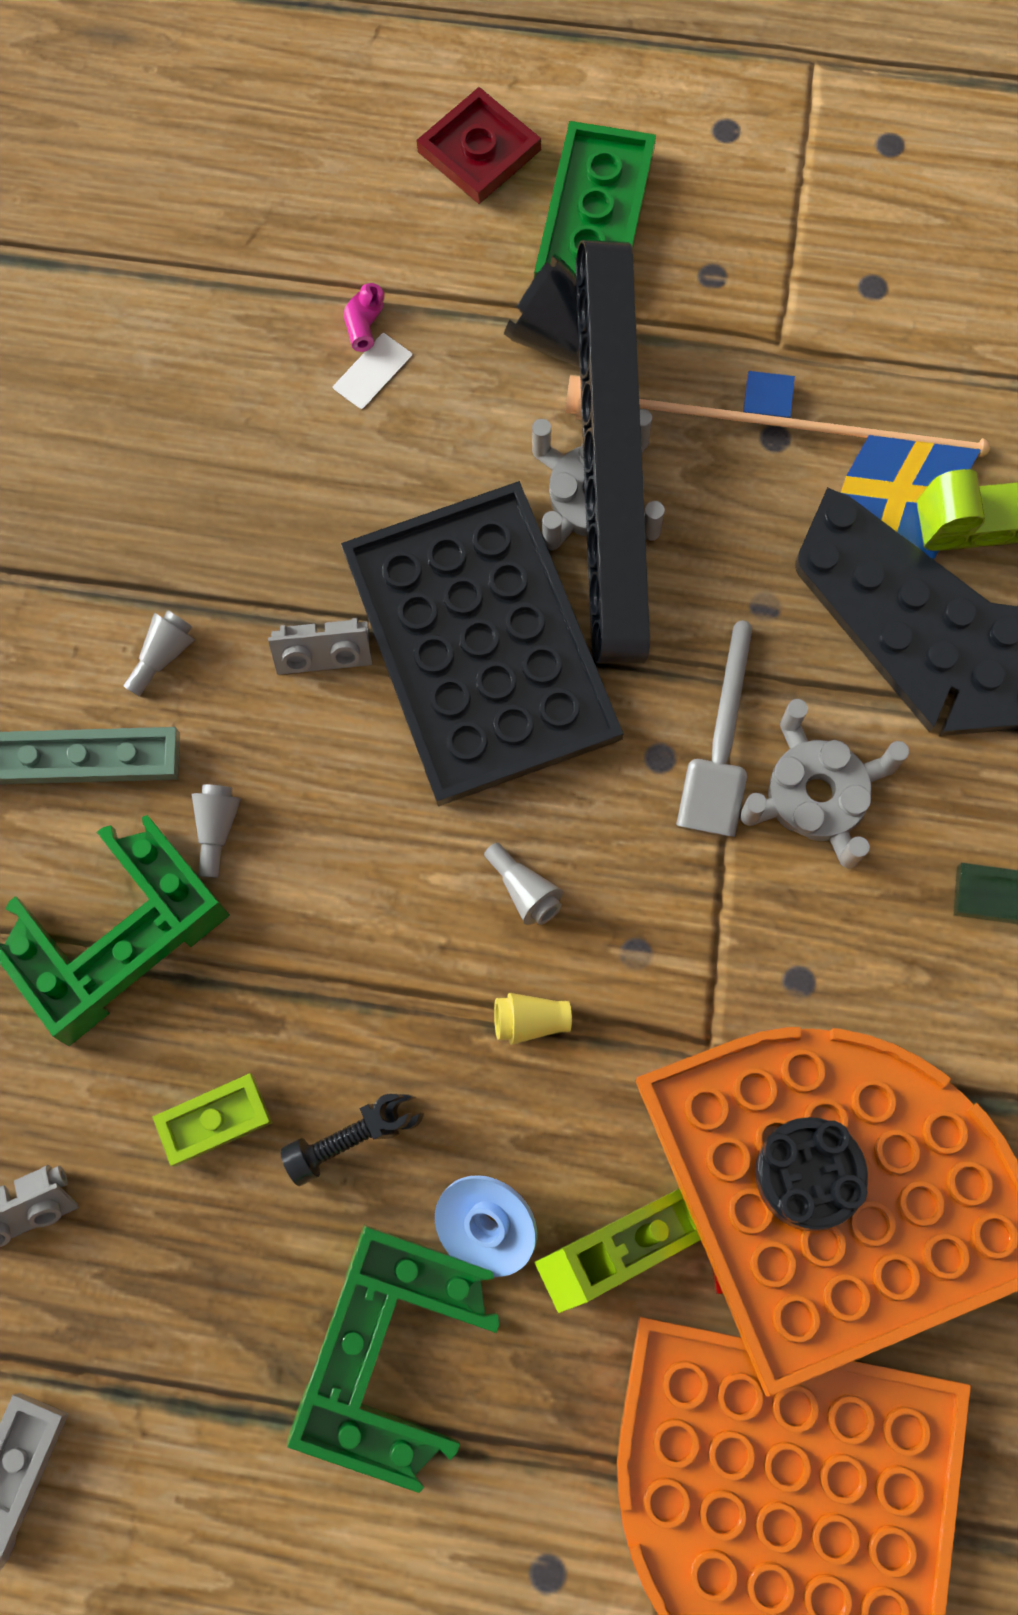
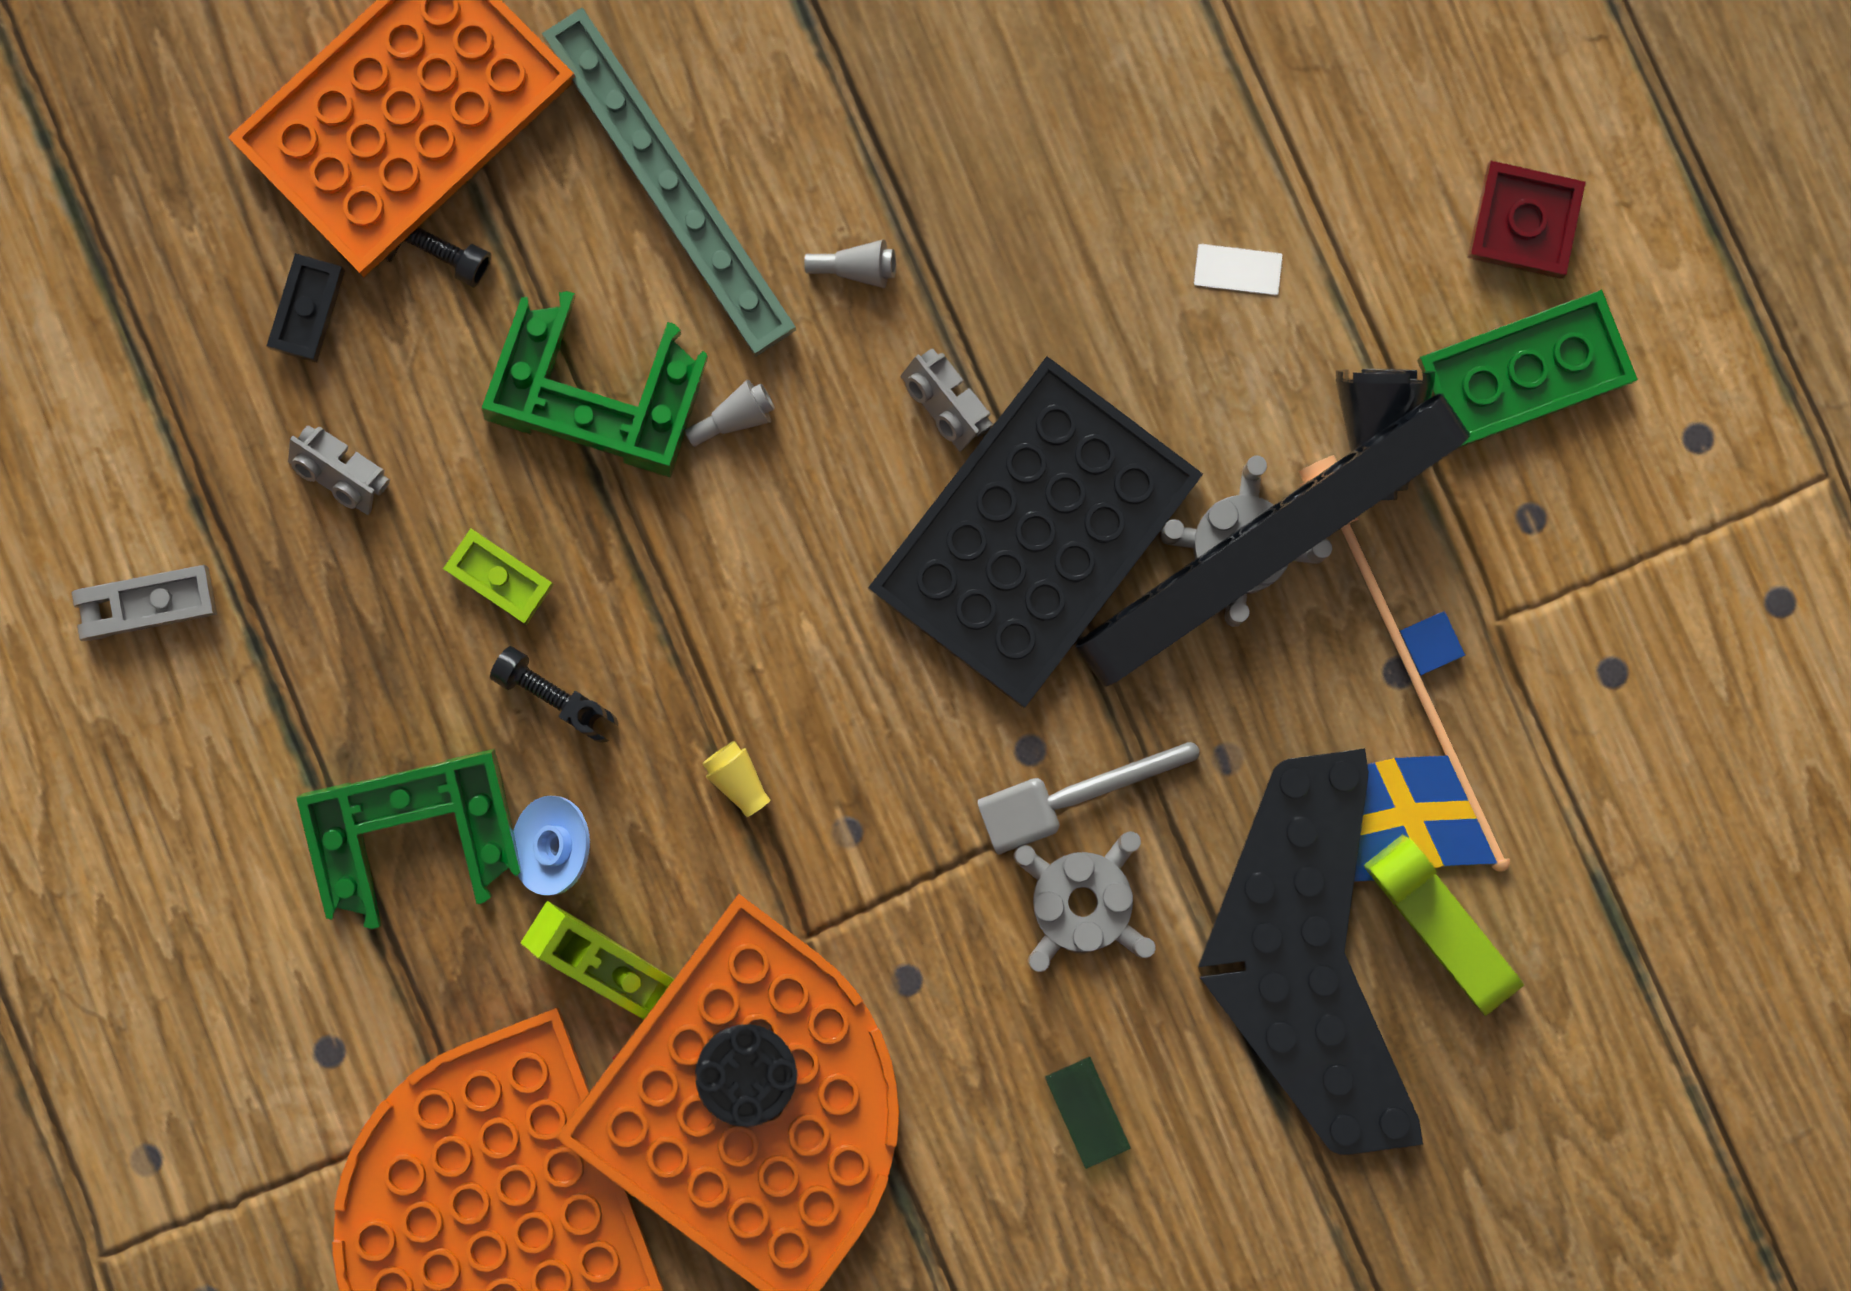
camera: 50 degrees right, 10 degrees up
(361, 313) = (1282, 224): dark pink arm -> none
(531, 893) = (841, 713): light grey cone -> none

